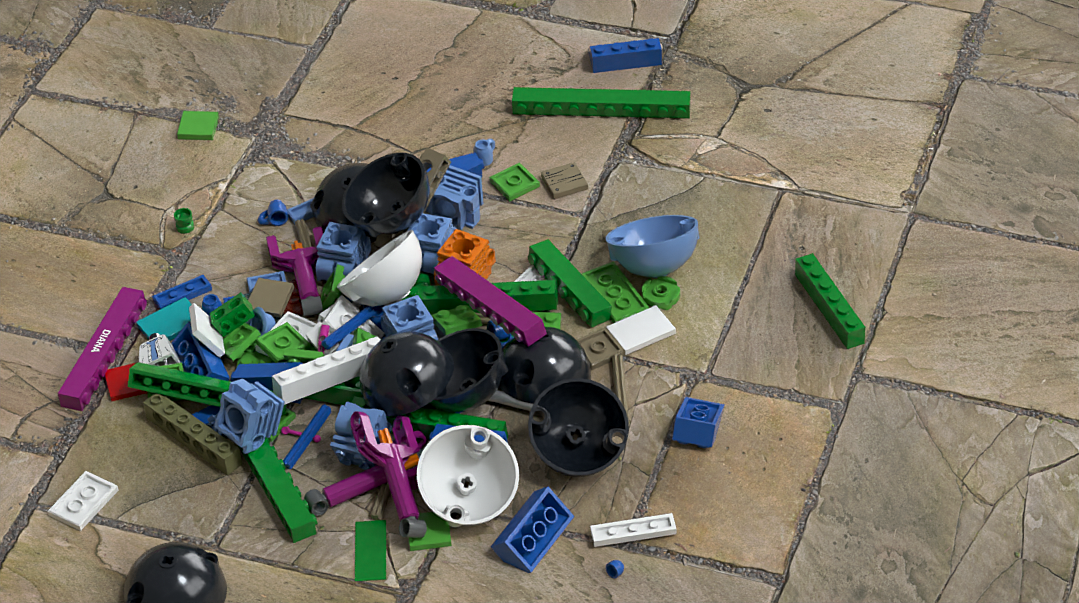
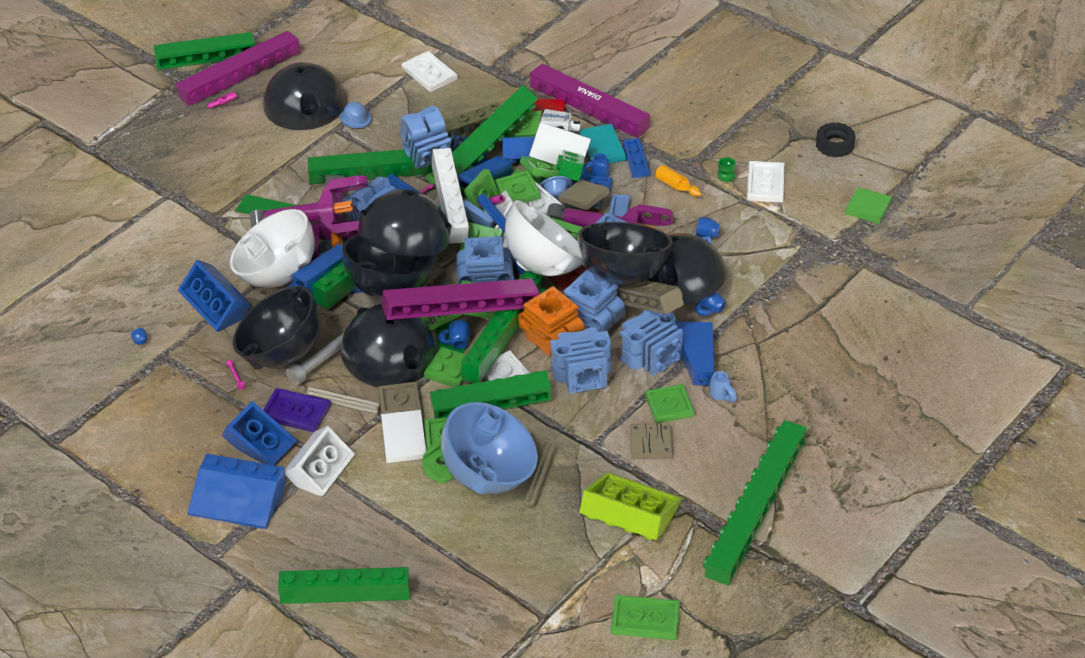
camera: 110 degrees right, 0 degrees up
(111, 172) = (835, 149): none -> black tyre
(189, 195) = (765, 181): none -> white tile
(189, 531) = (355, 115): none -> medium blue hat
(212, 251) = (675, 180): none -> light orange wheel
(505, 229) = (581, 359): none -> medium blue piece
(625, 55) = (838, 547): blue slope -> none
(633, 530) = (169, 358): white plate -> none
(636, 468) = (240, 385): none -> dark pink hinge
(645, 167) = (629, 505): none -> lime slope
(648, 415) = (297, 409): none -> dark purple tile
(705, 370) = (319, 462): none -> white slope
(749, 135) = (645, 617): none -> bright green tile
(769, 410) = (237, 491): none -> slope

